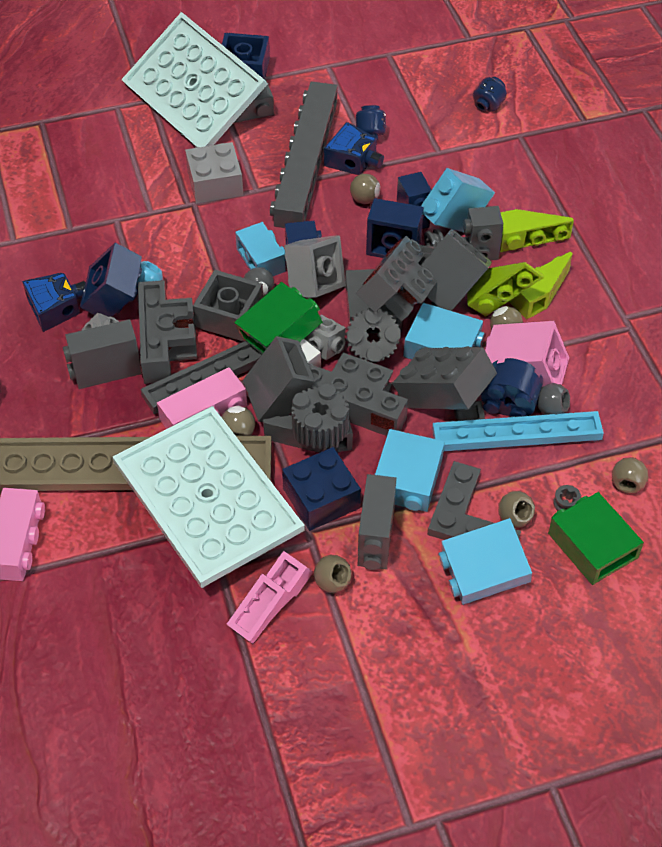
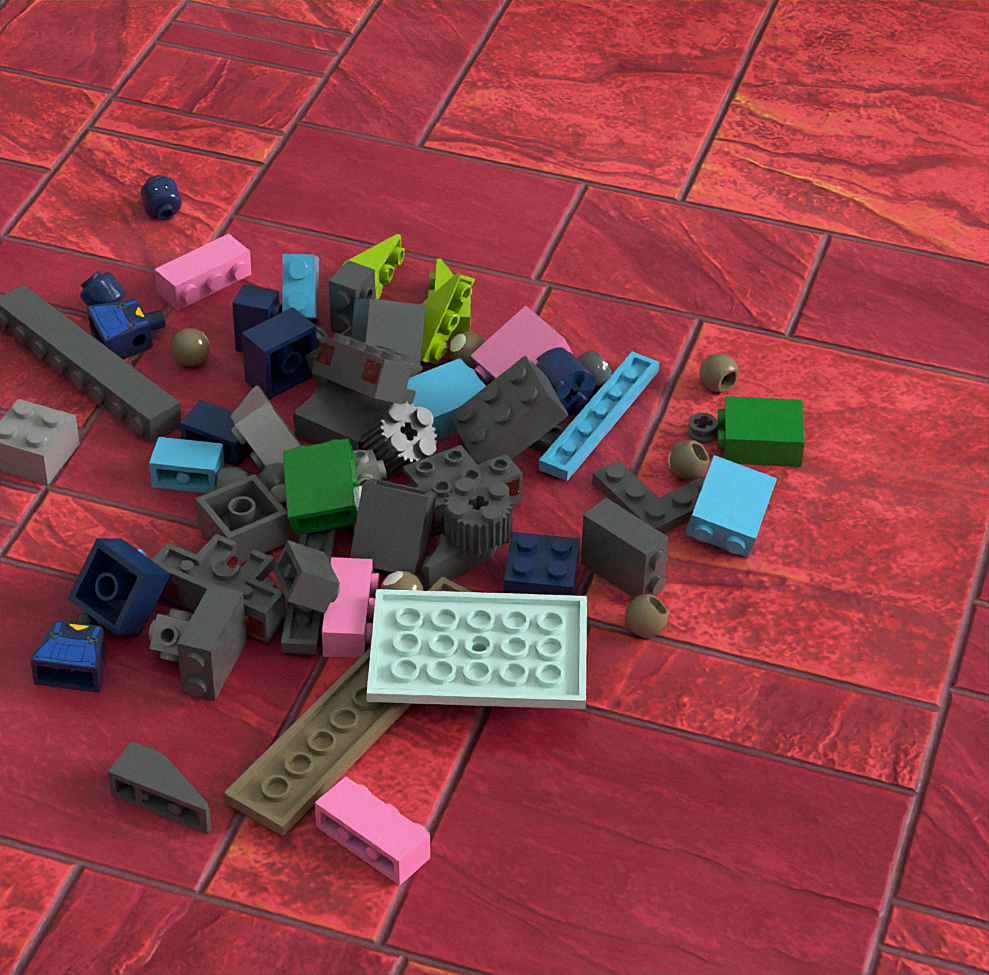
camera: 55 degrees left, 10 degrees down
(185, 363) = (306, 577): none -> dark grey brick
(269, 596) = (631, 671): bright pink slope -> none
(415, 464) = (564, 496): medium azure brick -> none
(442, 151) = (203, 271): none -> bright pink brick

